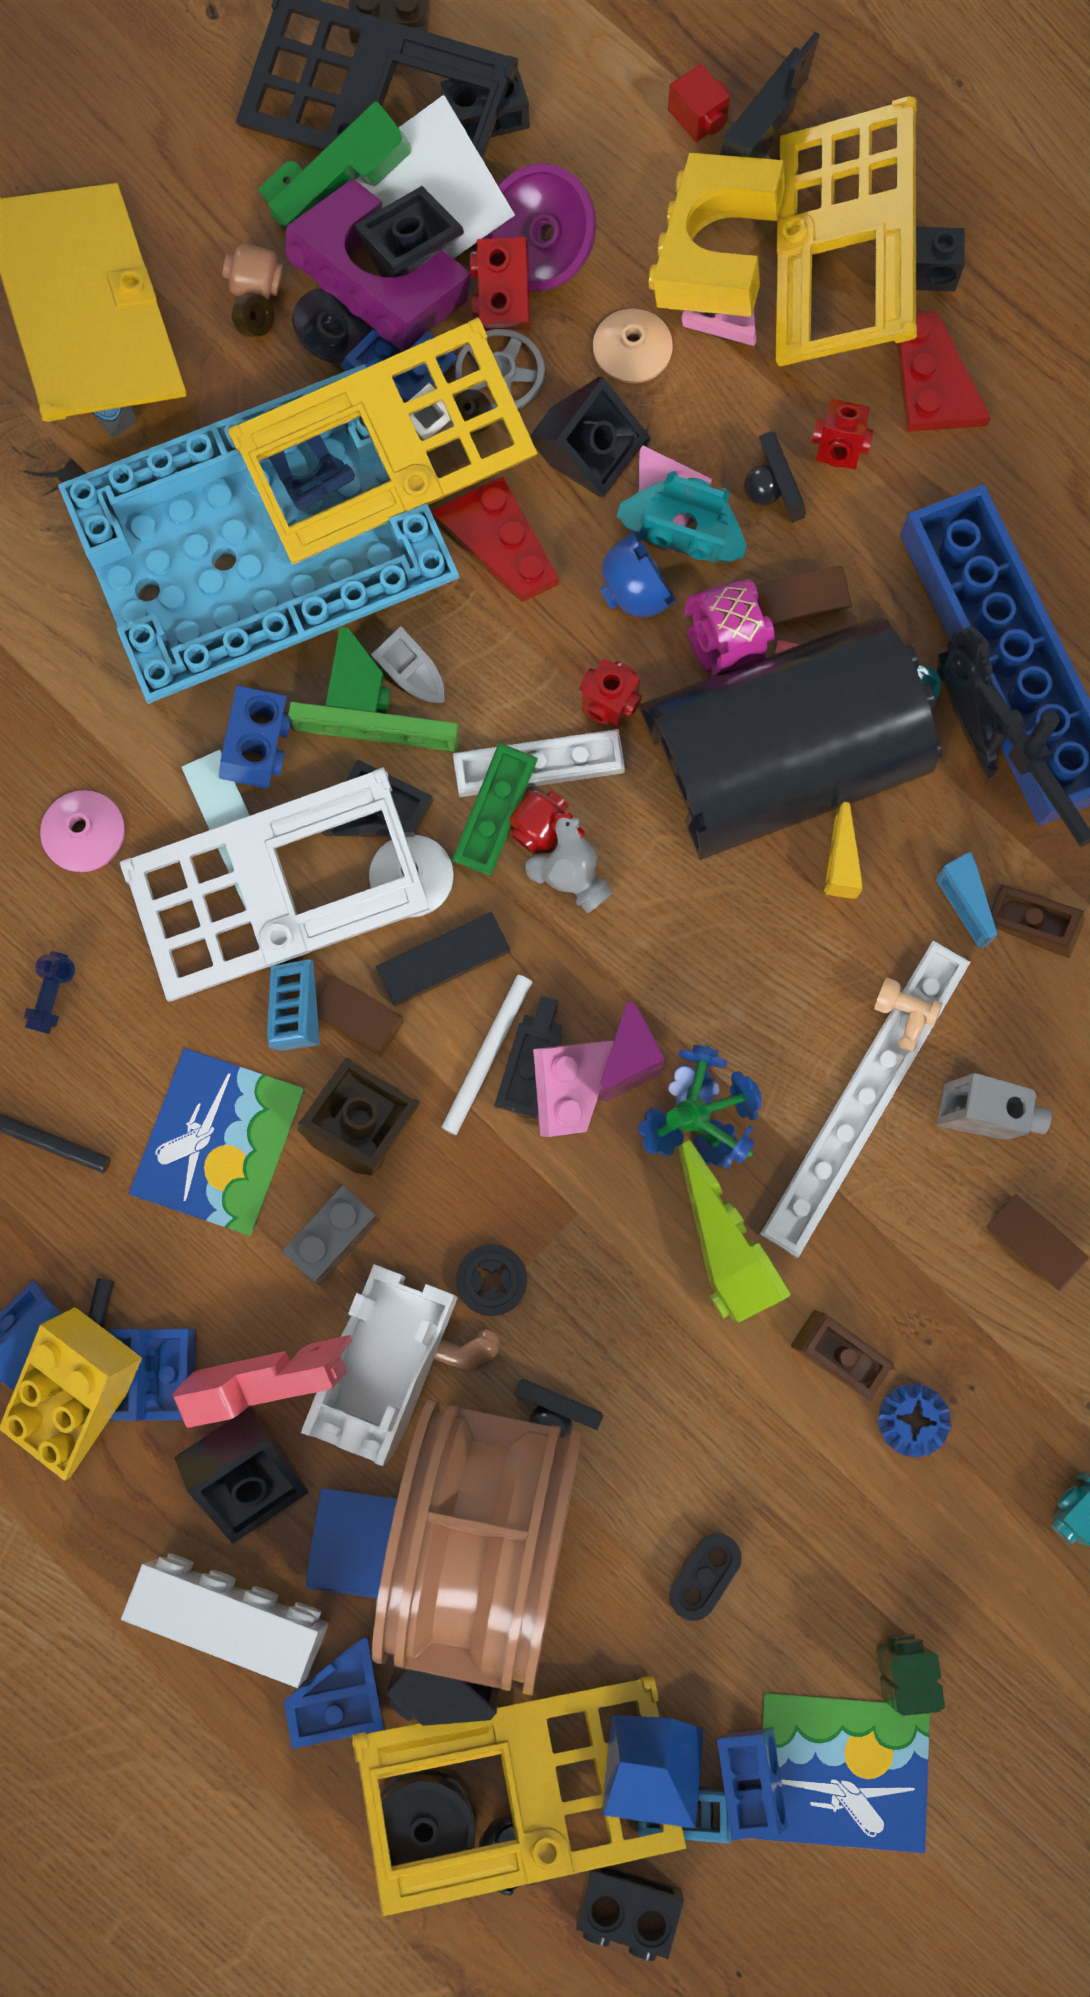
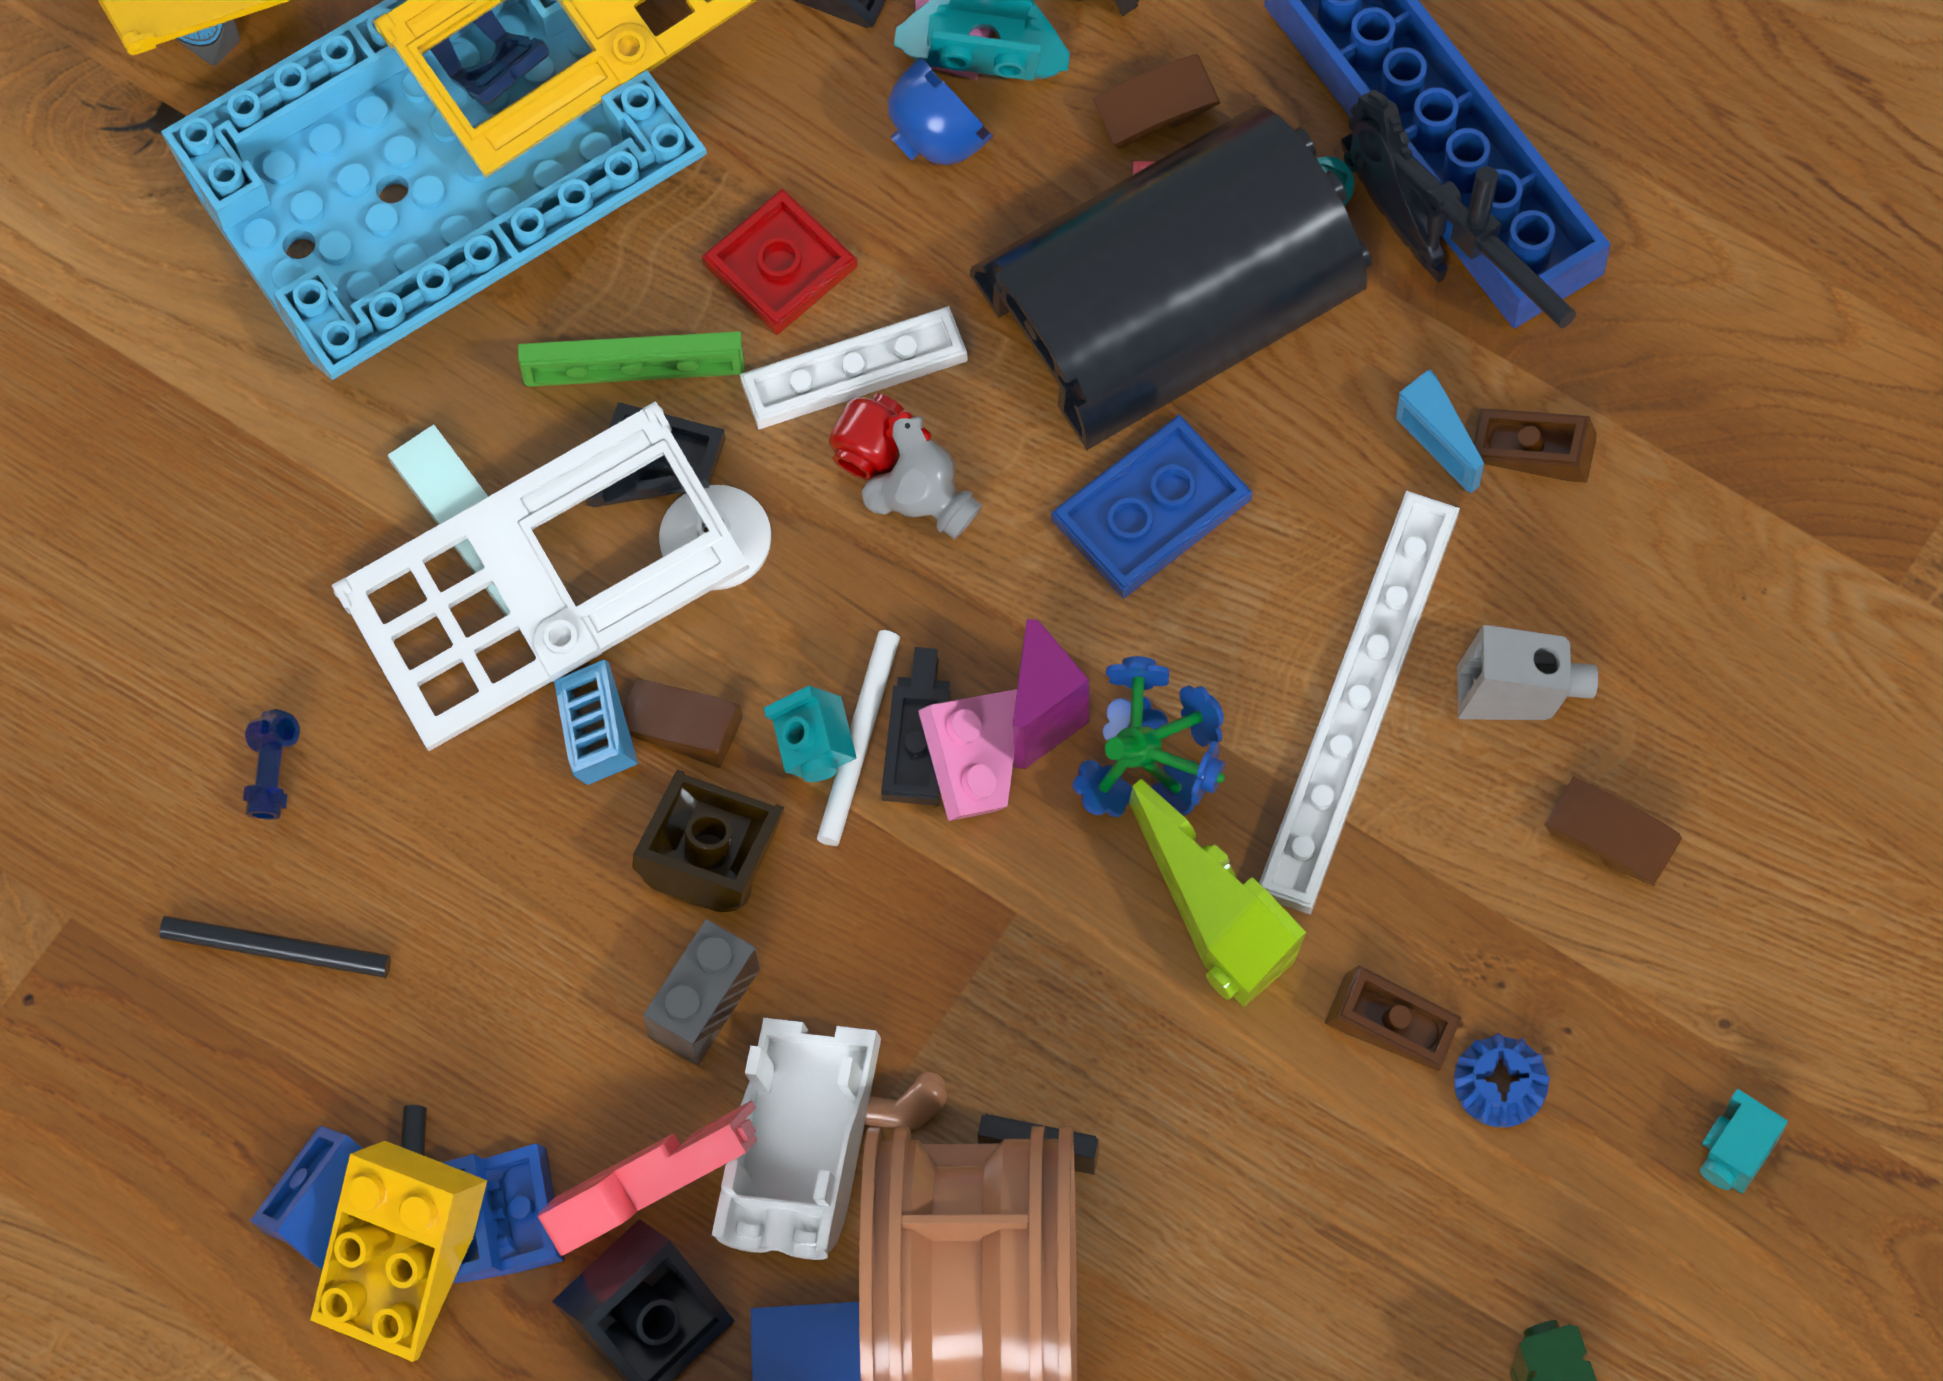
camera: 10 degrees left, 10 degrees down
(92, 846) = (274, 582): bright pink dish -> none
(216, 1141) = (526, 912): sticker -> none
(247, 736) = (476, 398): blue brick -> none
(356, 678) = (596, 300): green slope -> none
(409, 667) = (662, 277): light grey plate -> none
(443, 959) = (777, 630): black tile -> none
(451, 1049) = (812, 733): none -> teal brick
(489, 817) = (804, 443): green tile -> none
(491, 1258) = (915, 987): black gear -> none
(499, 669) = (779, 261): none -> red tile
(500, 537) = (749, 98): red wing -> none
(614, 704) = (930, 262): red brick -> none
(708, 1578) = (1270, 1322): black plate -> none
(728, 626) = (1064, 152): dark pink brick -> none
(739, 914) = (1151, 506): none -> blue tile
(843, 867) = (1274, 424): yellow slope -> none
(920, 1011) = (1406, 576): light nougat piece -> none

